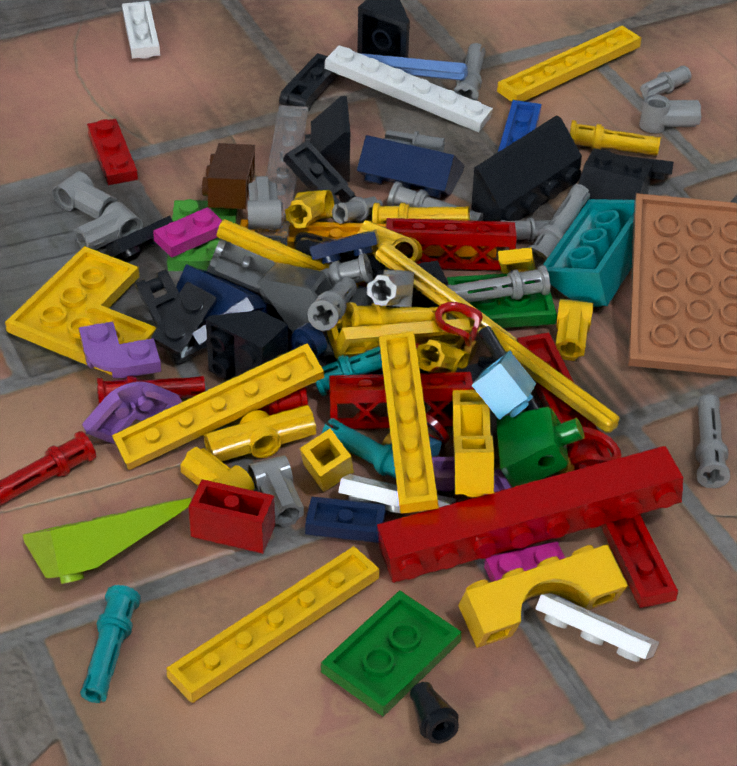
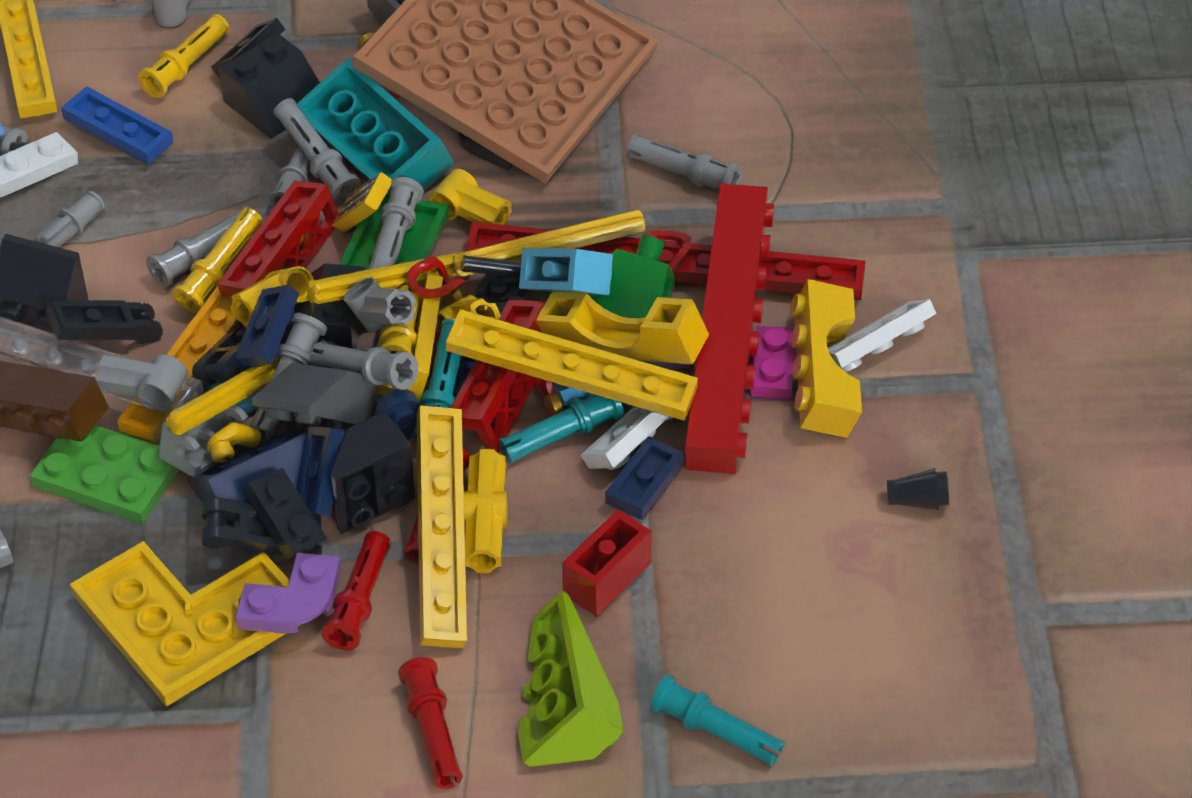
camera: 65 degrees left, 5 degrees up
(114, 224) = (42, 549): light grey piece -> none
(125, 405) = (398, 589): medium lavender plate -> none
(130, 244) = (82, 526): black plate -> none
(187, 232) = (118, 471): dark pink plate -> none
(201, 465) = (530, 567): yellow piece -> none
(245, 270) = (234, 433): none -> yellow arm
(272, 624) = (756, 579): yellow plate -> none
(276, 478) = (559, 519): light grey piece -> none
(310, 207) = (150, 339): yellow piece -> none
(326, 460) = (568, 460): yellow brick -> none
(356, 209) = (170, 310): light grey axle -> none
(391, 652) = (834, 497): green plate -> none
(409, 165) = (128, 236): dark blue slope -> none
(526, 173) = (220, 145): black slope -> none

